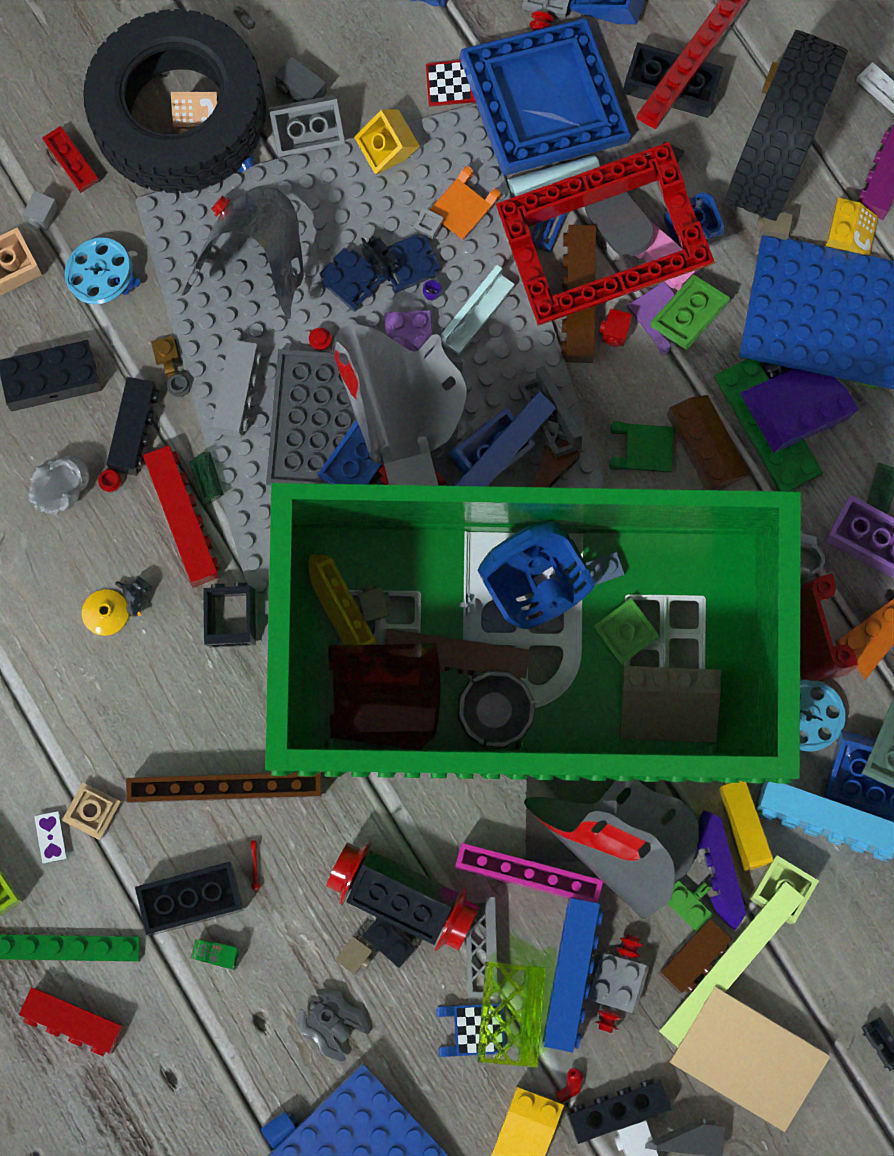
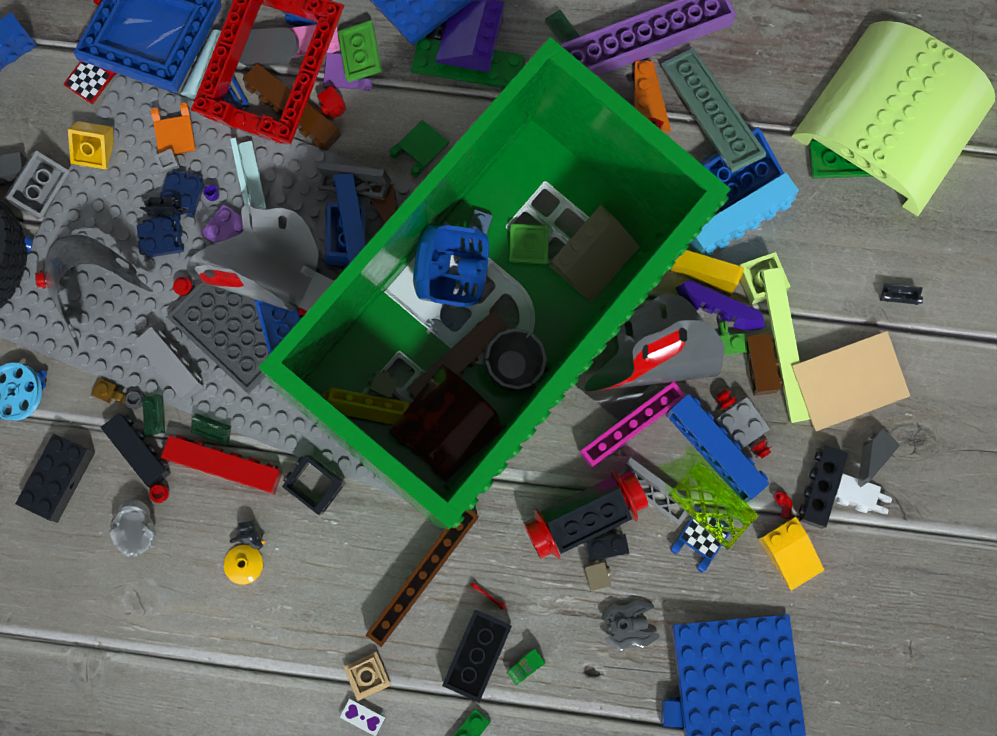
camera: 45 degrees left, 0 degrees up
(177, 414) = (153, 415): none -> clear green plate
(707, 443) = (447, 106): reddish brown slope -> none

